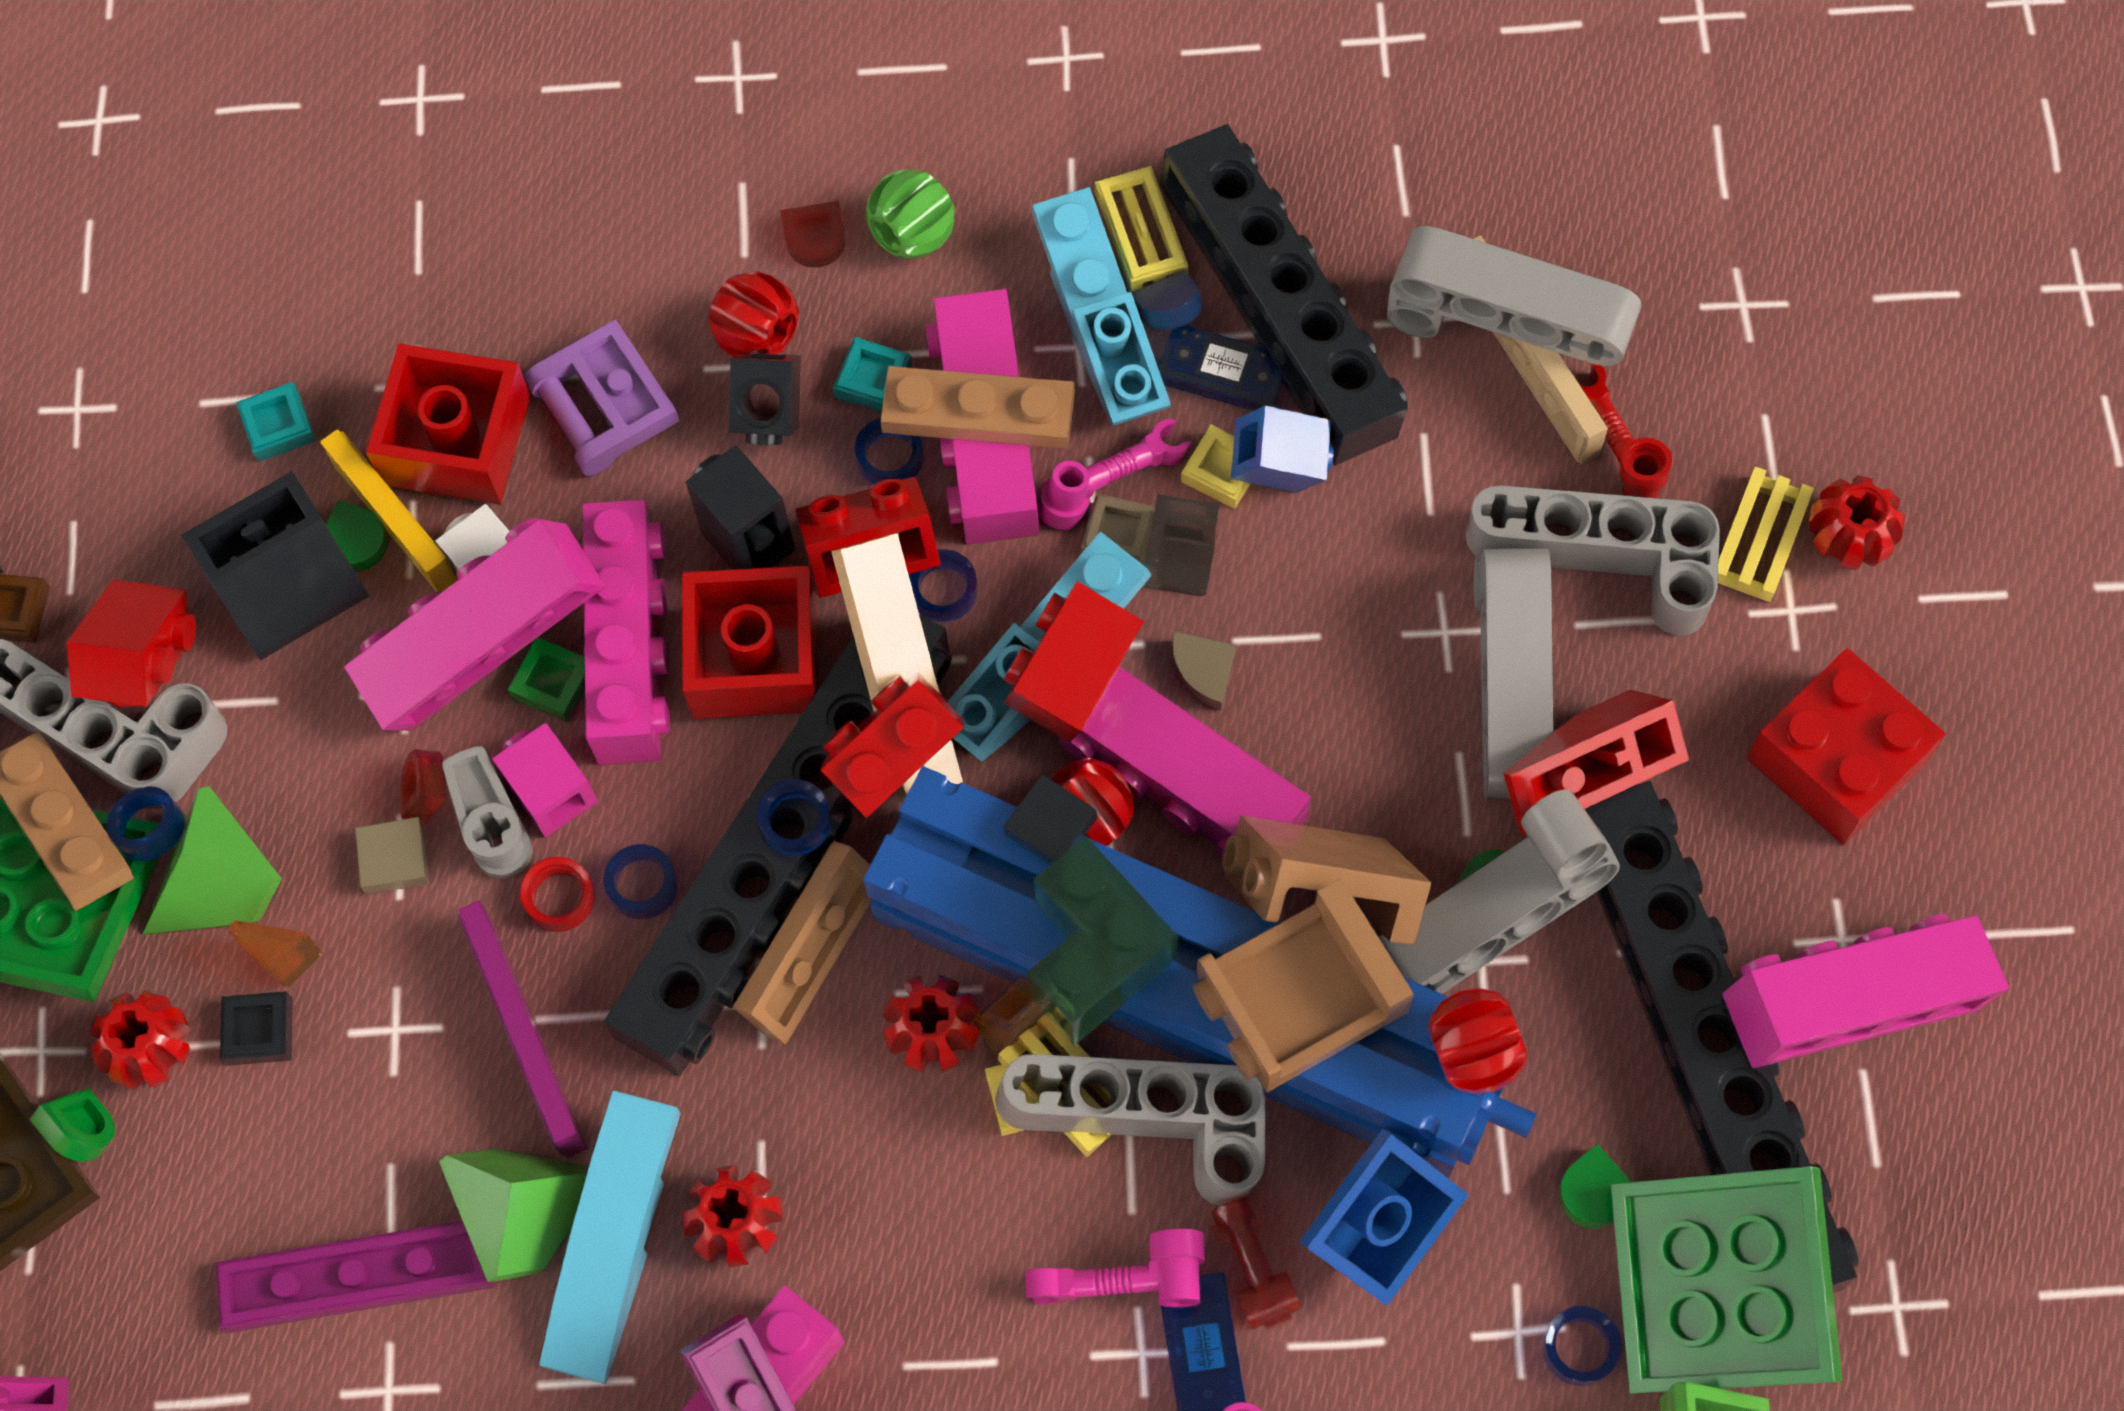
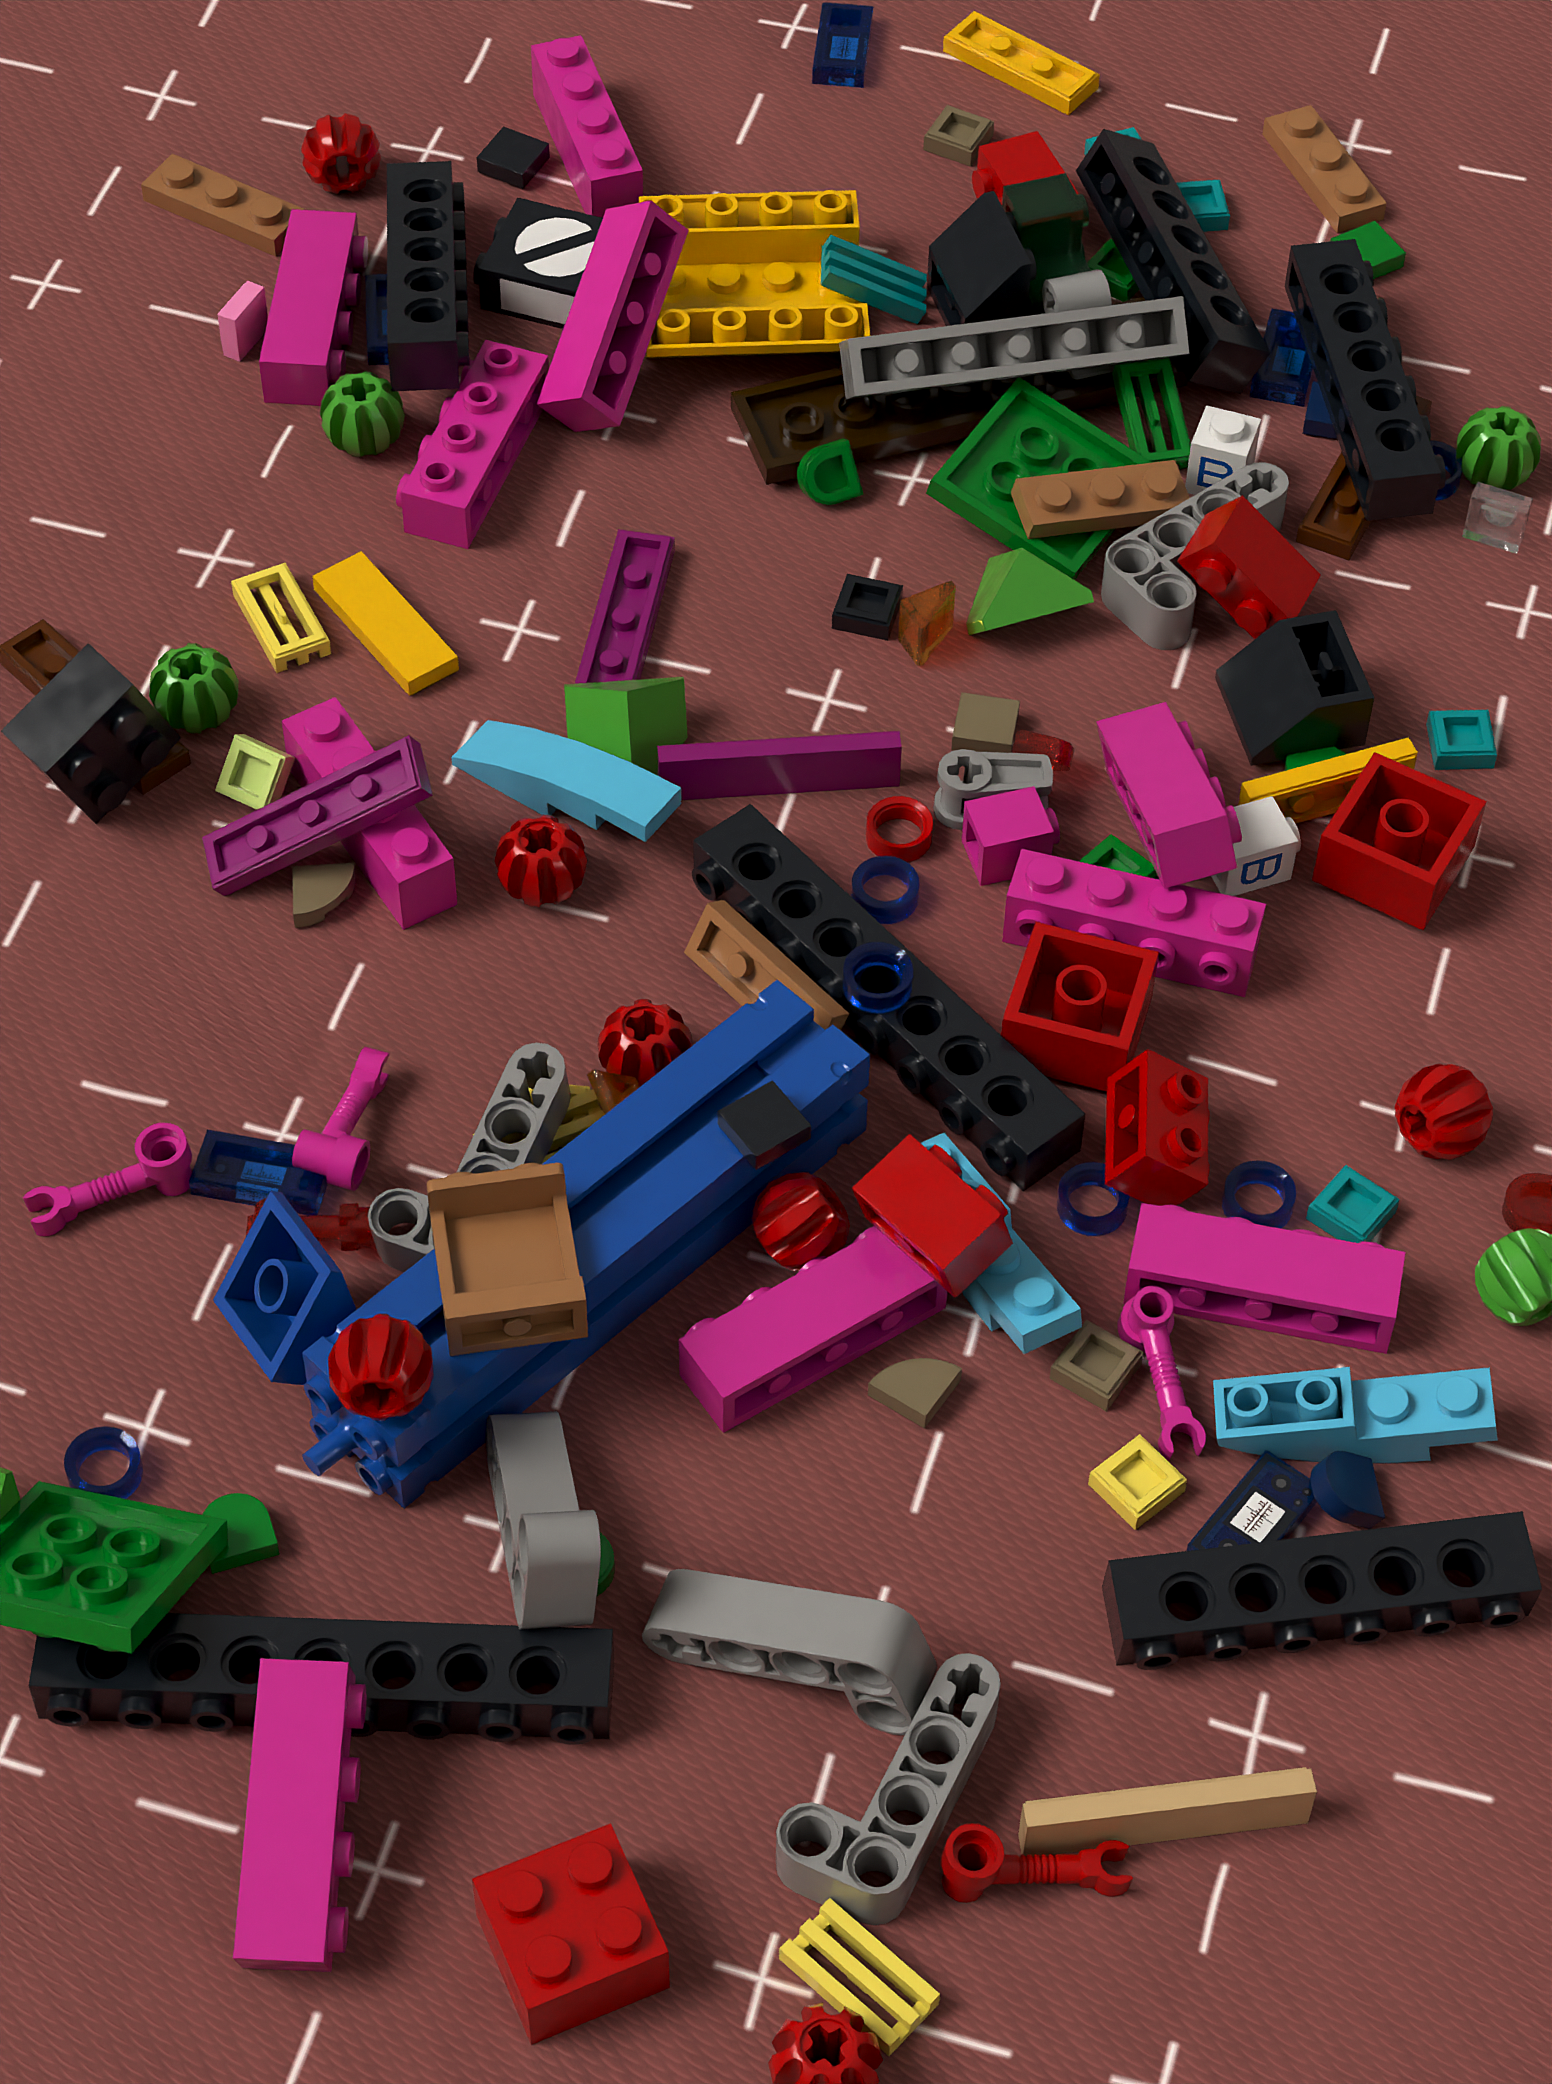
camera: 105 degrees right, 15 degrees down
(152, 1051) = (883, 520): red piece -> none
(159, 840) = (1075, 567): clear blue piece -> none
(619, 387) = (1403, 992): medium lavender plate -> none
(740, 511) = (1215, 1021): black brick -> none
(780, 373) = (1347, 1092): black brick -> none
(888, 628) = (993, 1086): tile -> none
(891, 743) = (905, 1044): red brick -> none
(977, 407) = (1257, 1244): medium nougat plate -> none
(1110, 945) = (625, 1119): clear green brick -> none
(1154, 268) = (1417, 1508): light yellow tile -> none
(1182, 545) = (1055, 1402): clear smoke panel -> none
(1277, 855) = (630, 1360): medium nougat panel -> none
(1281, 449) = (1120, 1513): brick -> none
(1509, 296) = (1253, 1729): light grey beam -> none
(1600, 752) = (652, 1658): red slope -> none

